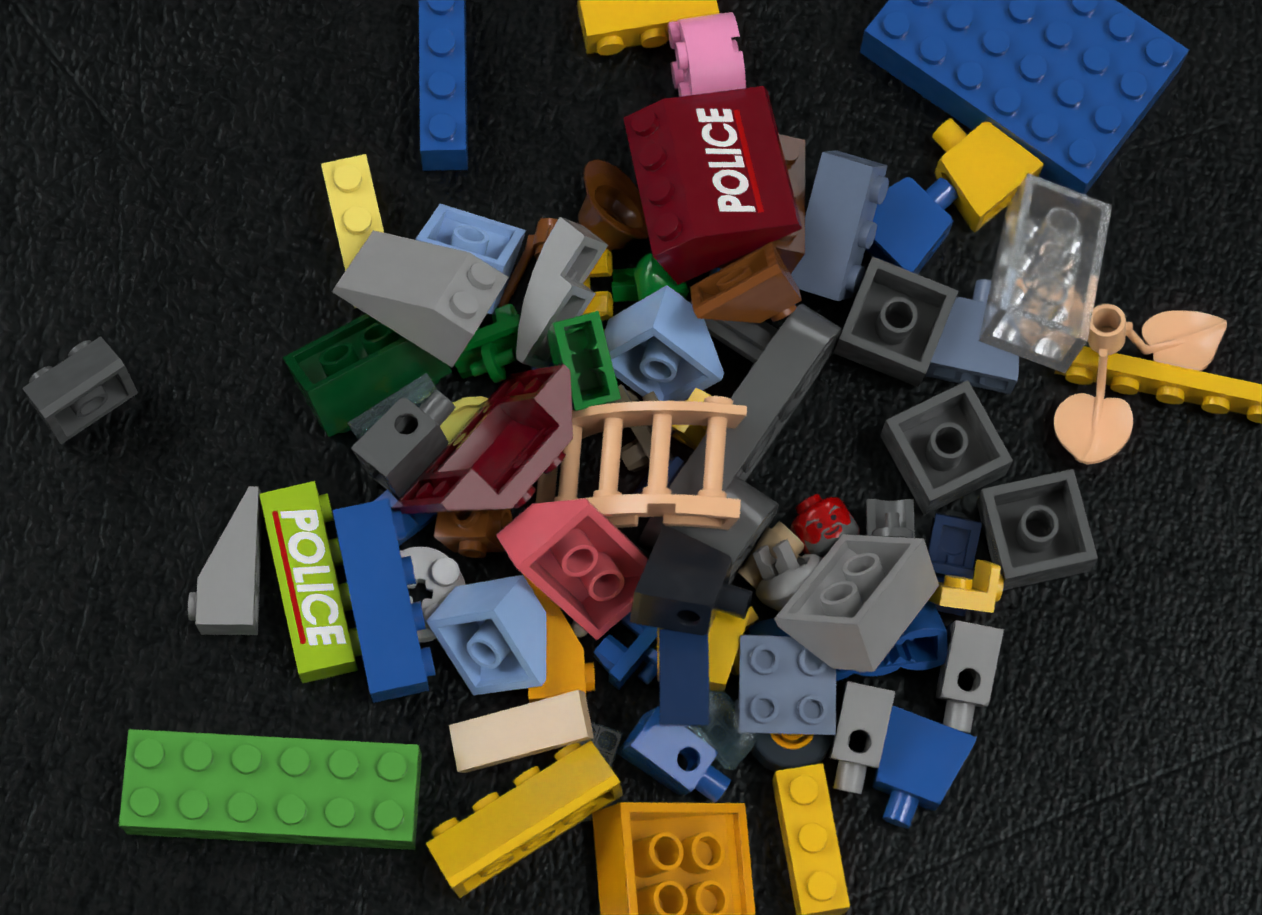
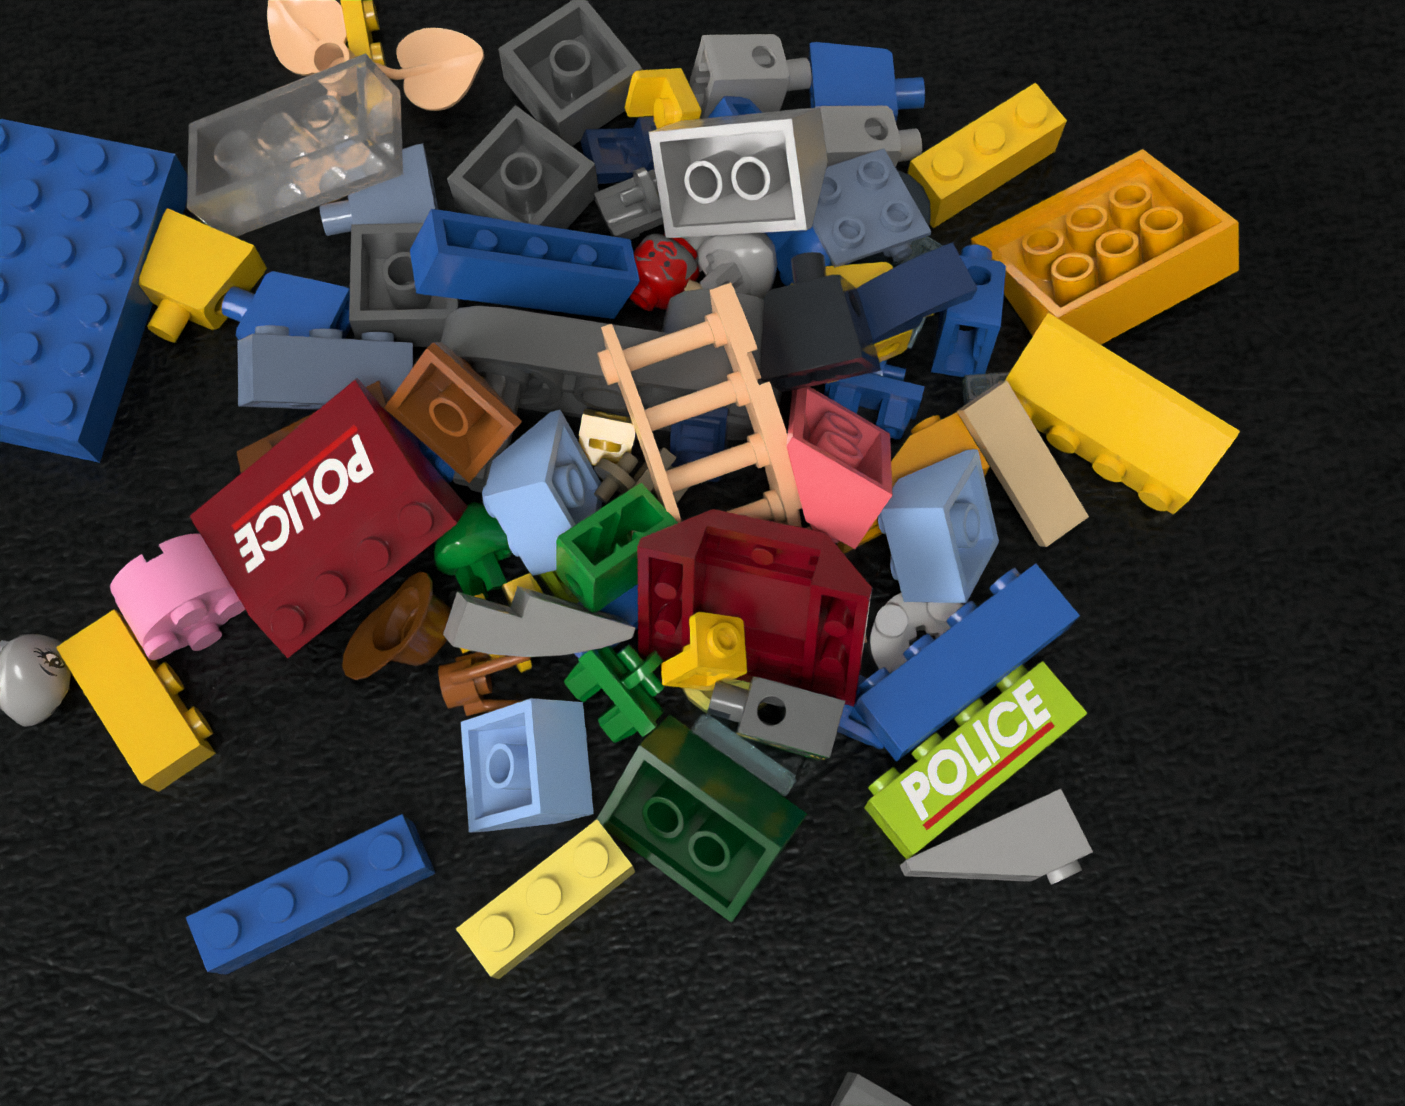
camera: 110 degrees left, 0 degrees up
(271, 789) = (1215, 691): bright green brick -> none
(422, 291) = (606, 768): light grey slope -> none
(477, 409) = (713, 653): none -> yellow bracket
(858, 405) = (522, 265): none -> blue brick

